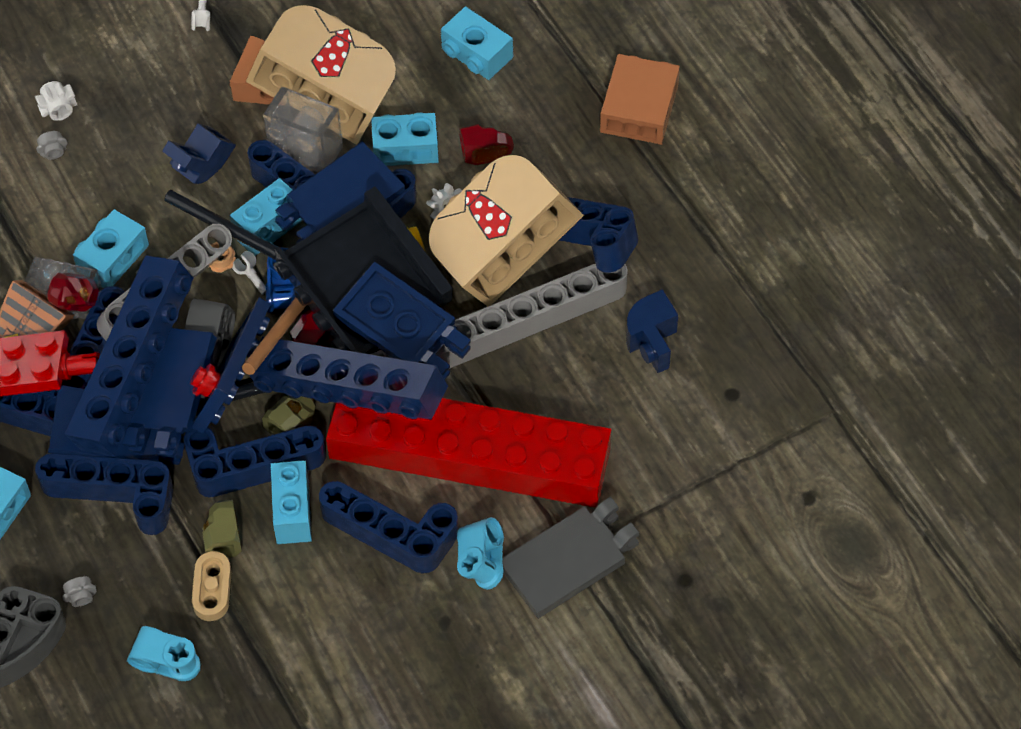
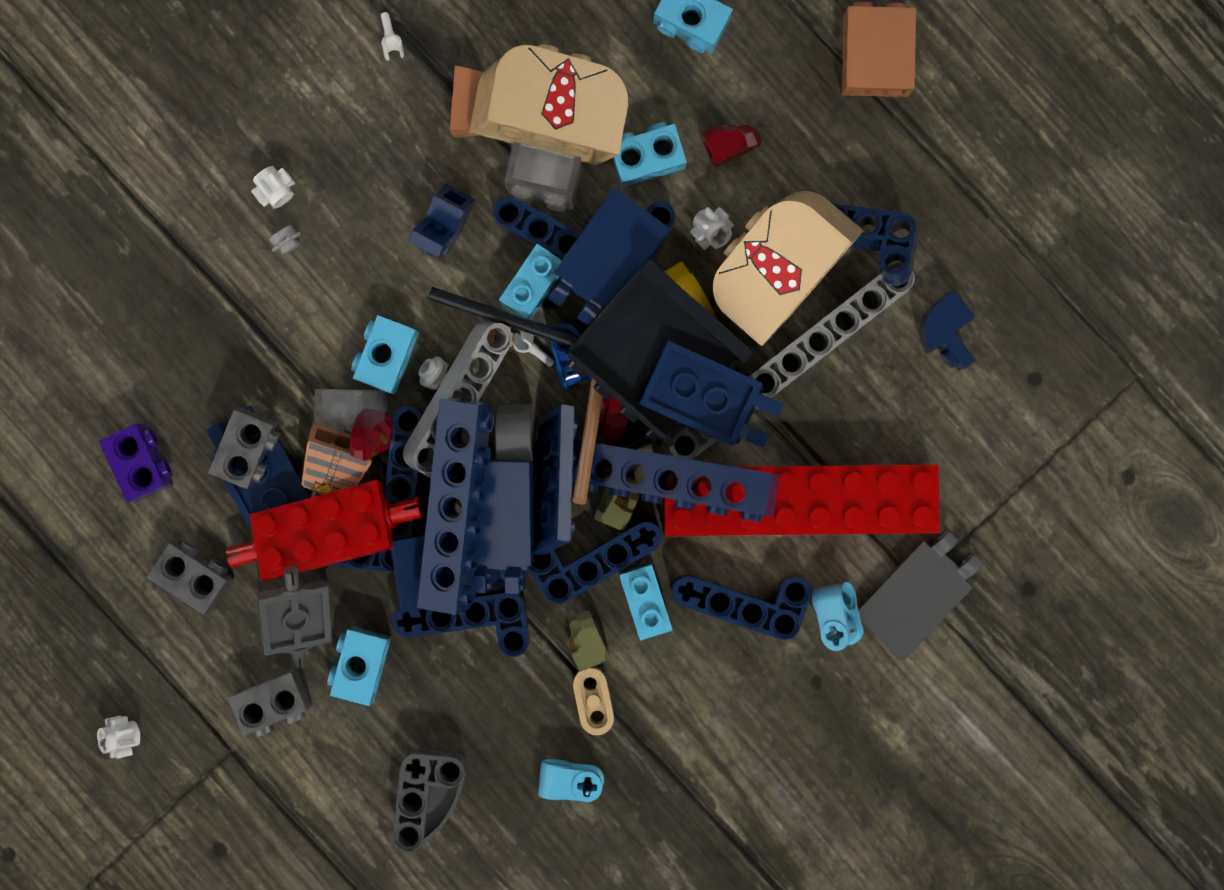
camera: 10 degrees left, 30 degrees up
(79, 591) = (471, 733): light grey plate -> none
(204, 380) = (539, 521): red plate -> none

